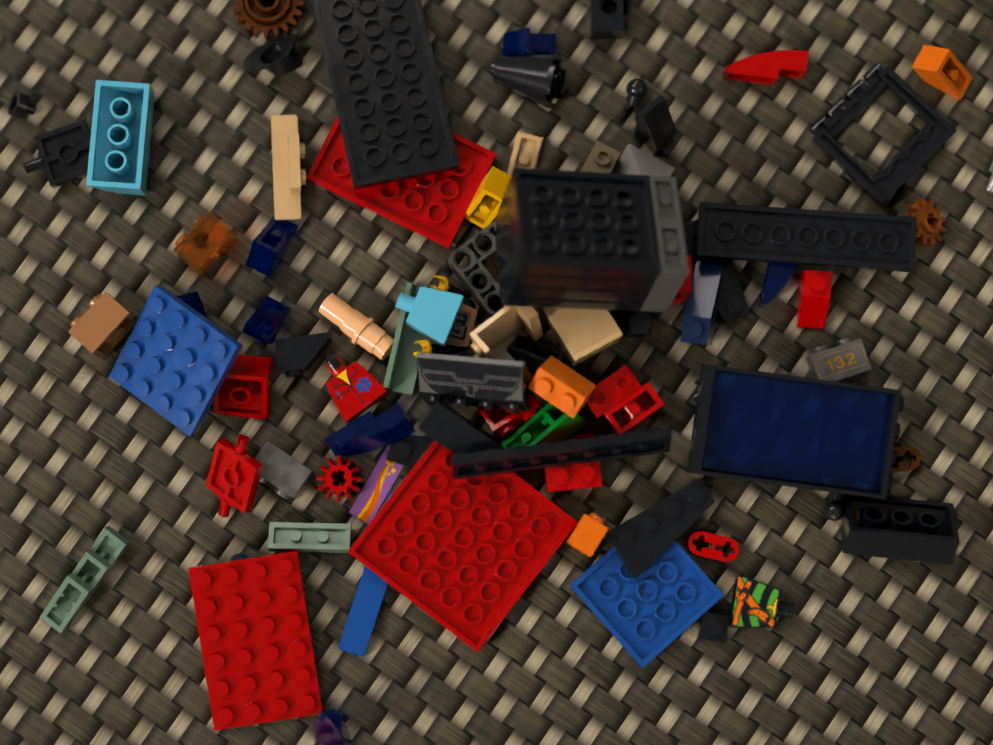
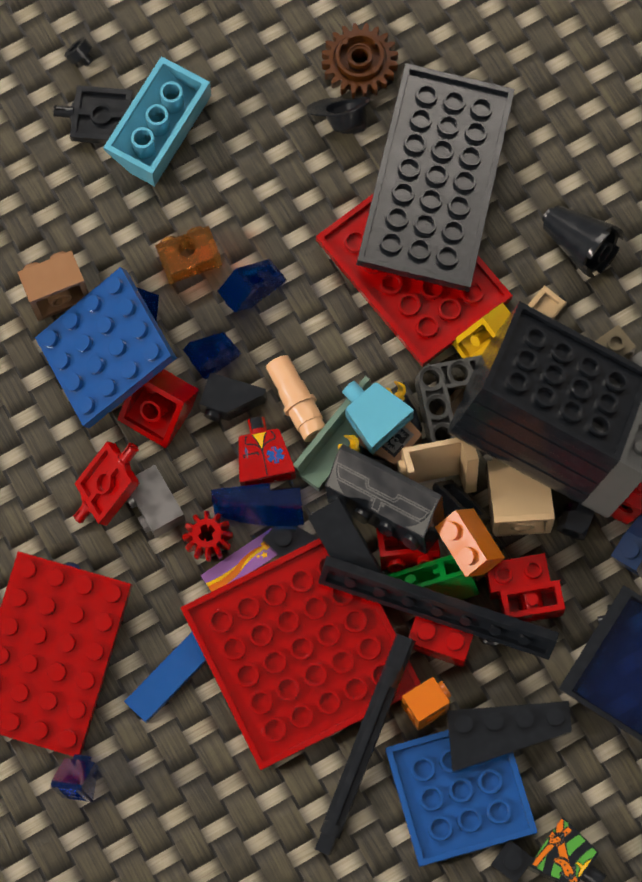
camera: 30 degrees right, 10 degrees down
(286, 167) = (301, 219): tan bracket -> none
(309, 537) = (150, 579): sand green plate -> none
(524, 43) = (589, 203): clear blue slope -> none
(552, 589) = (365, 743): none -> black piece
(714, 540) = (545, 785): red beam -> none

